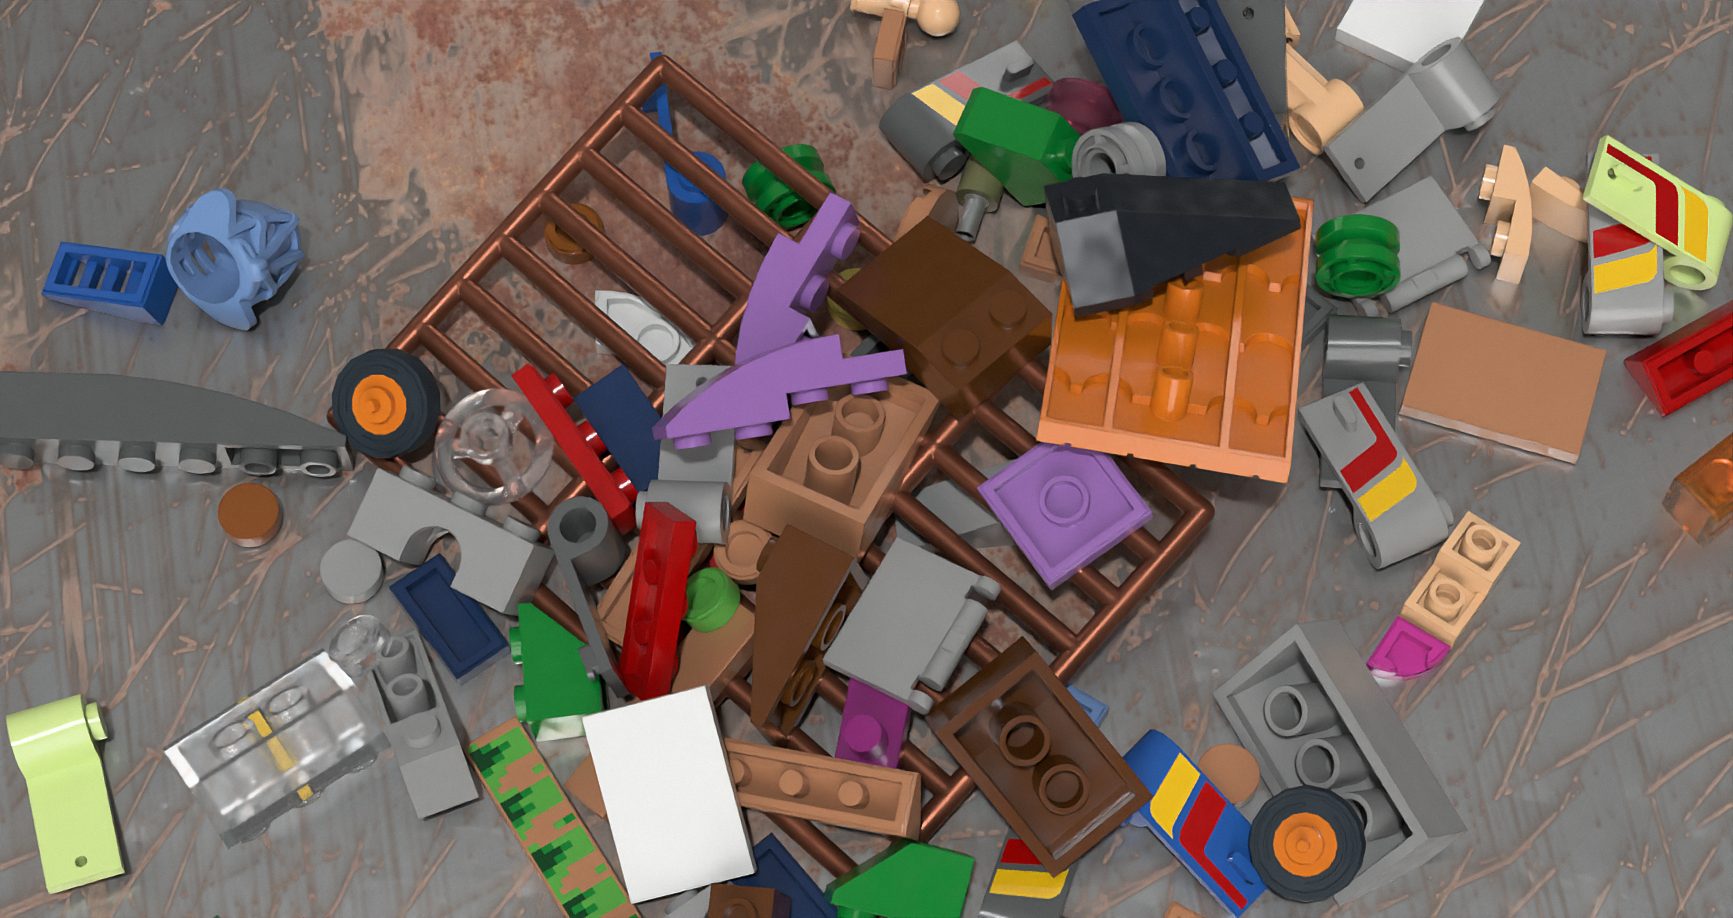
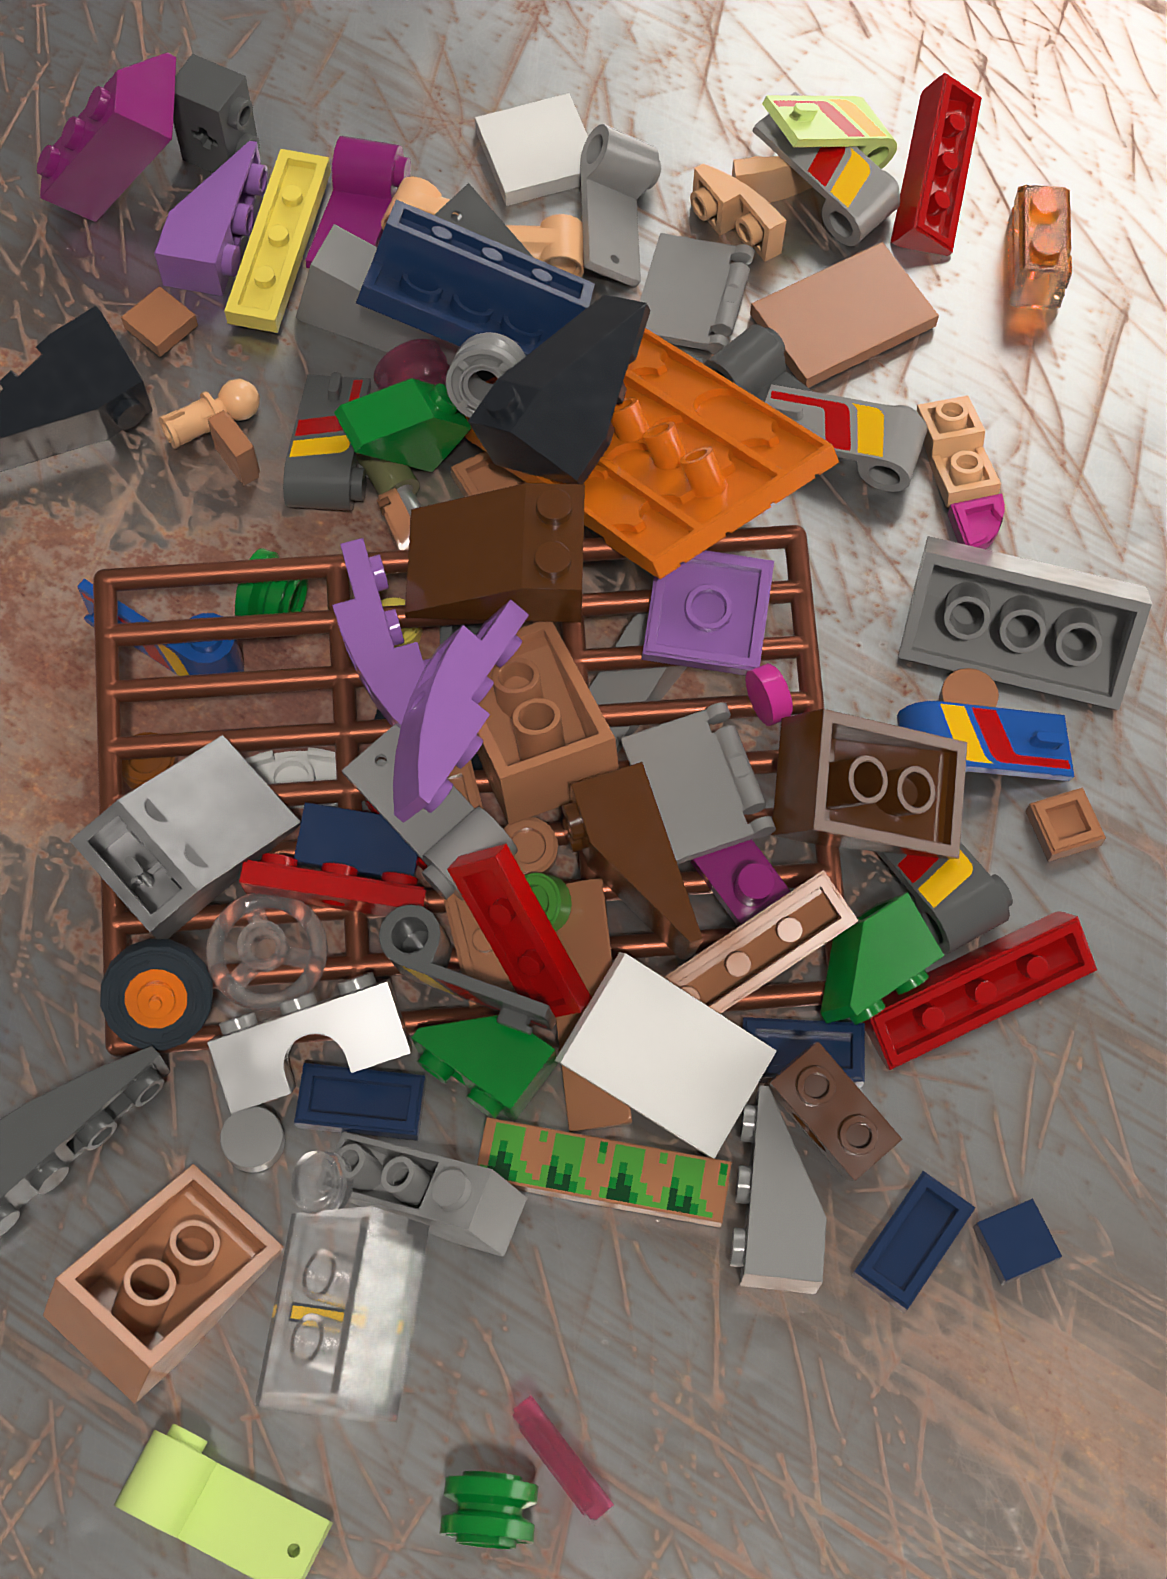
camera: 50 degrees left, 0 degrees up
(191, 603) = (160, 1282): none -> nougat slope
(250, 514) = (130, 1175): dark orange tile -> none
(512, 304) = (185, 836): none -> flat silver slope
(1035, 609) = (769, 694): none -> dark pink tile
(1307, 843) = (1074, 684): black wheel -> none
(1357, 256) = (687, 308): green wheel -> none

